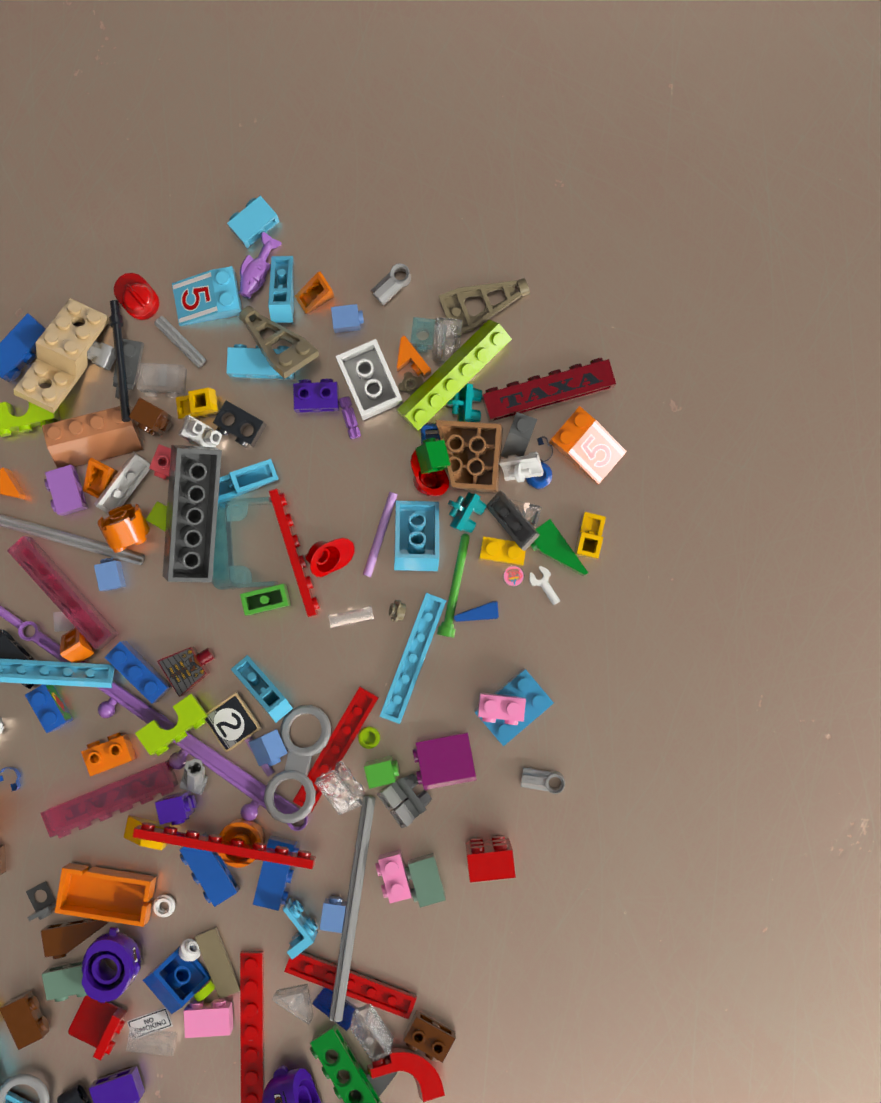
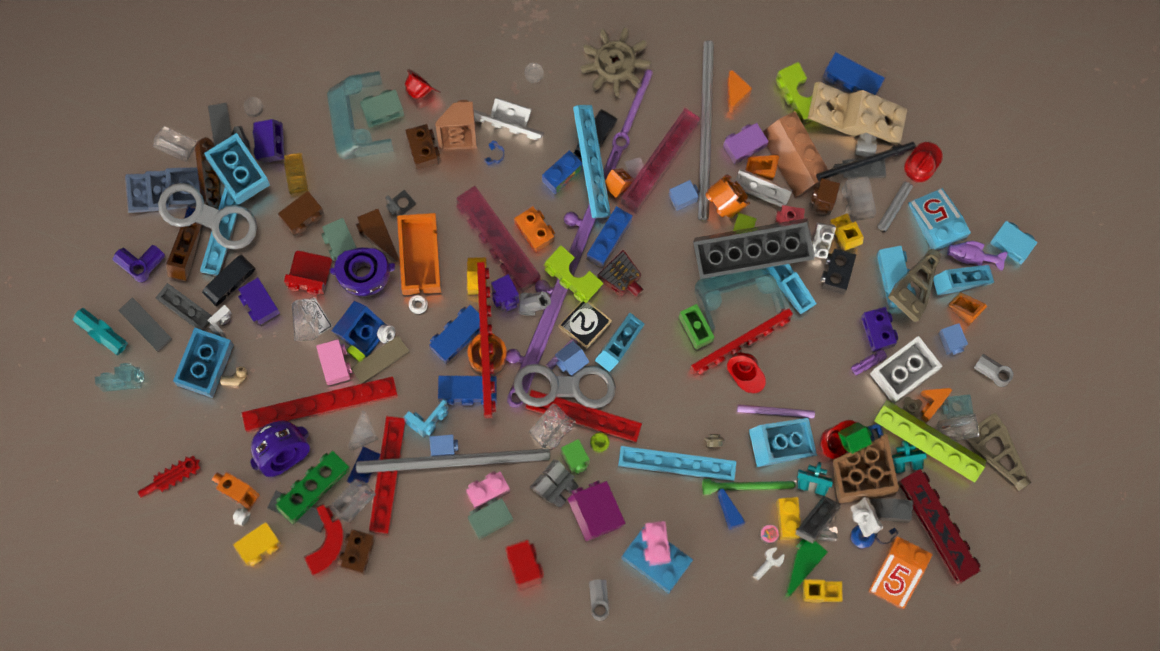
camera: 75 degrees right, 10 degrees down
(351, 616) = (699, 402): clear pin -> none

